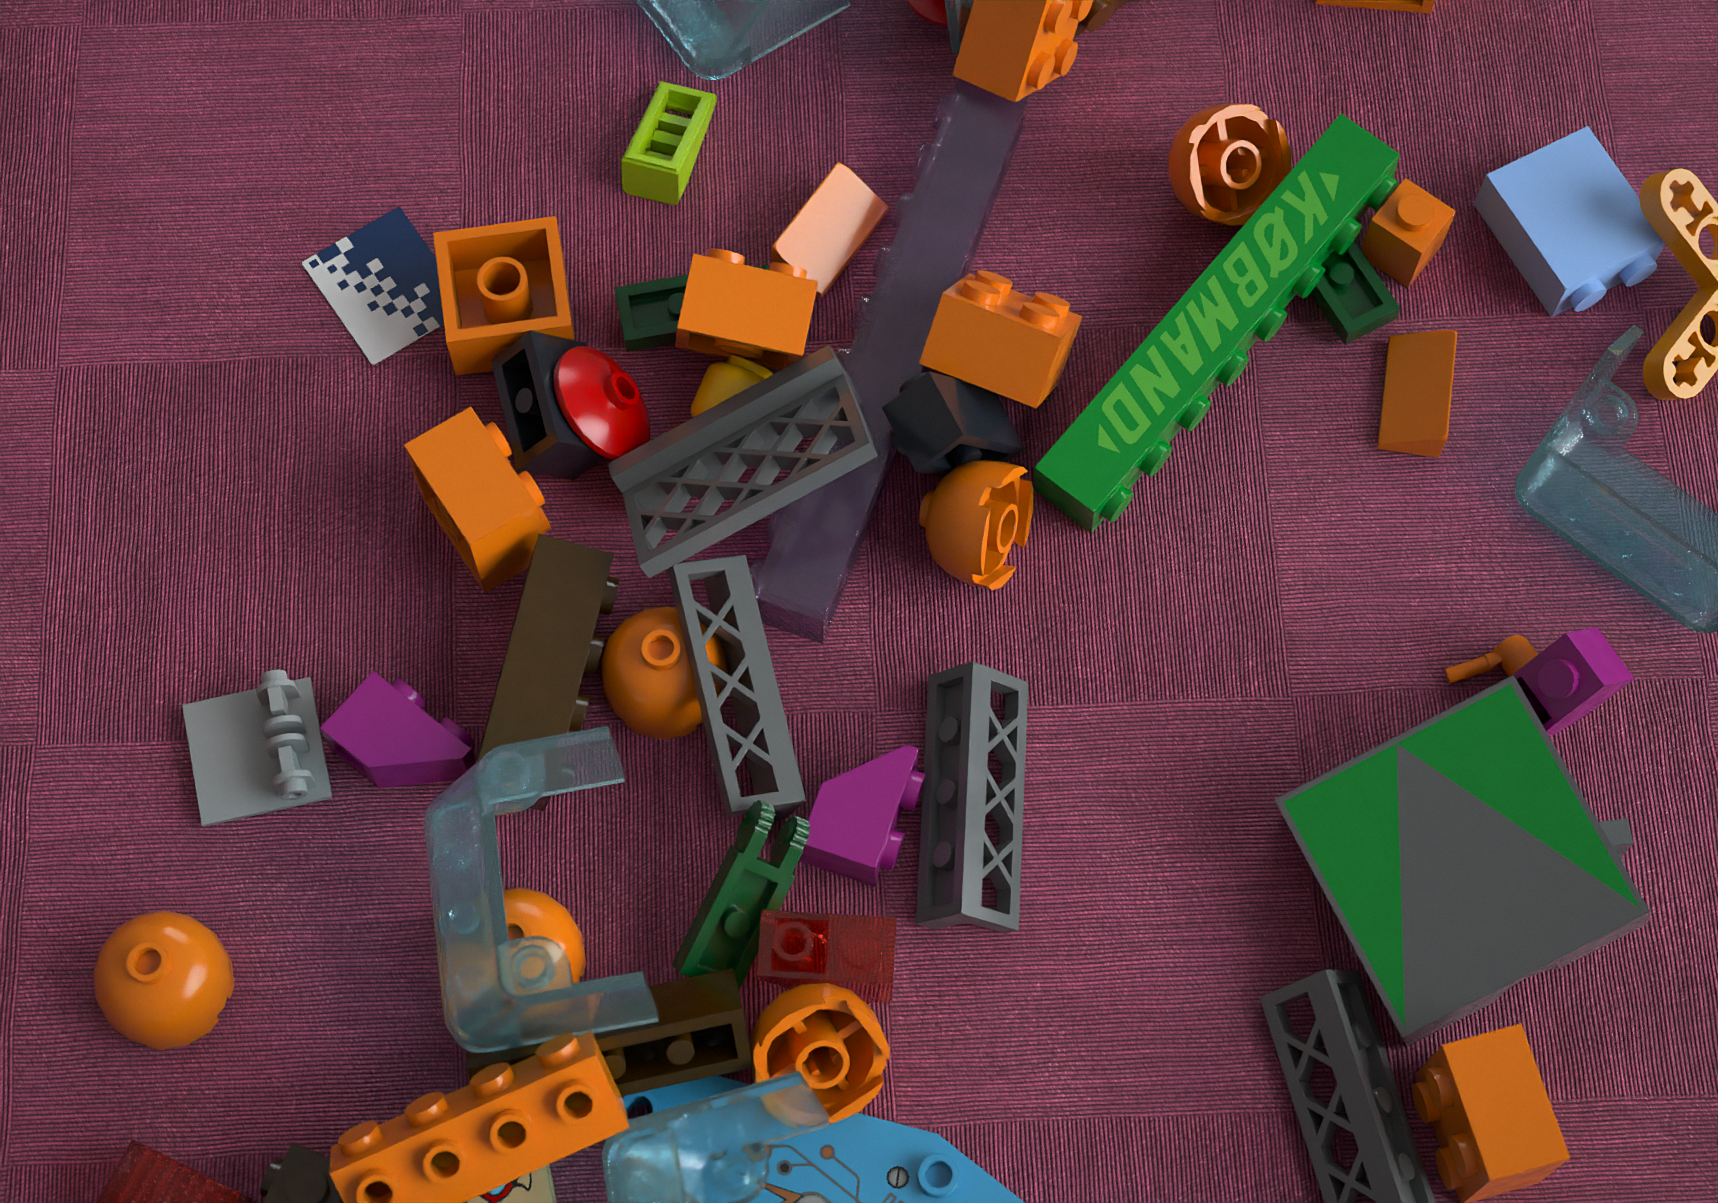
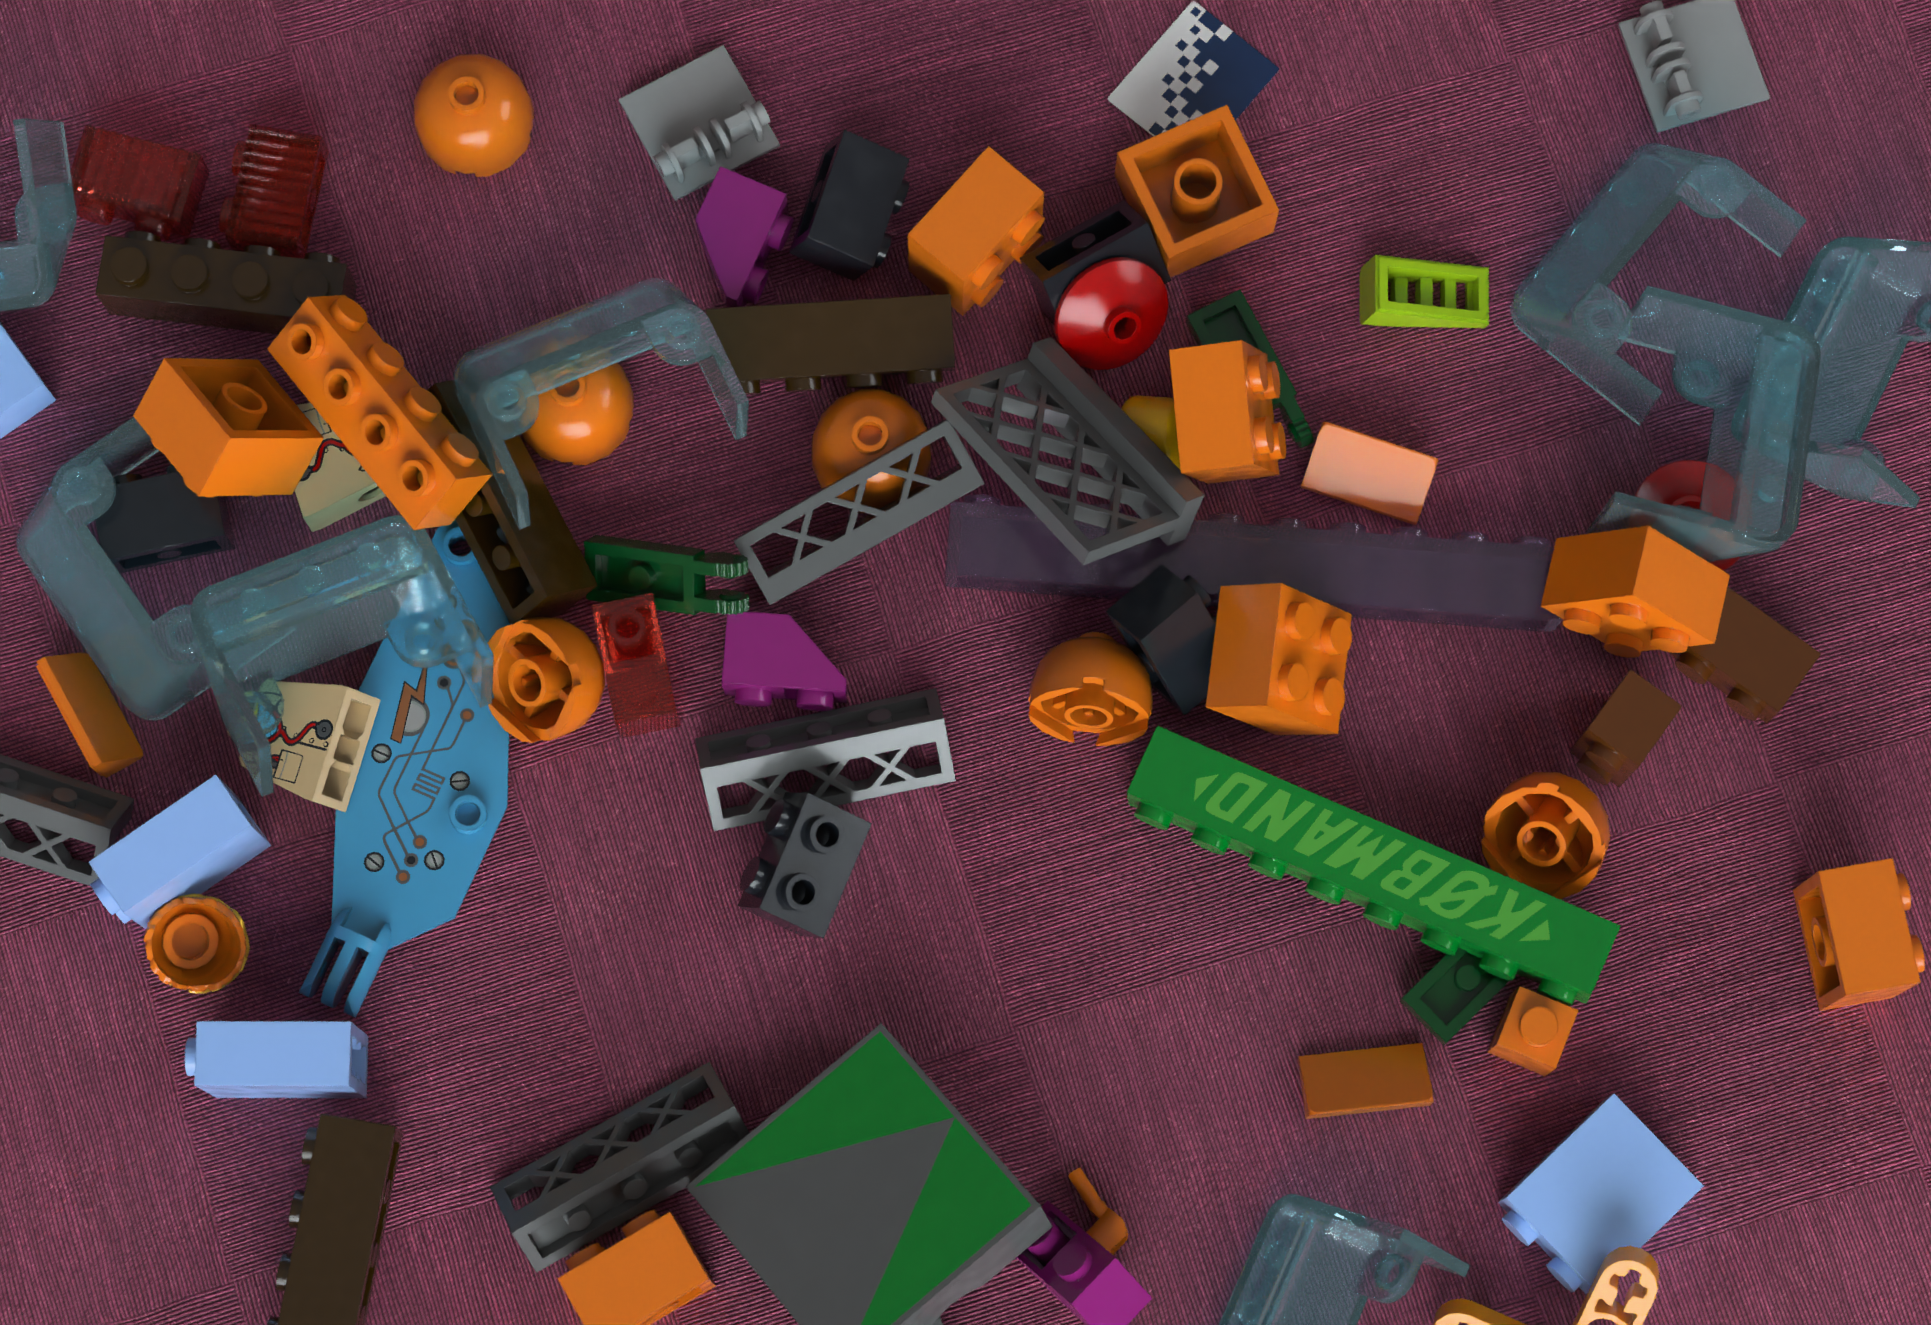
camera: 75 degrees right, 10 degrees up
(405, 617) = (851, 206): none -> black brick
(1079, 844) = (802, 864): none -> black brick
(1147, 73) = (1624, 730): none -> reddish brown brick

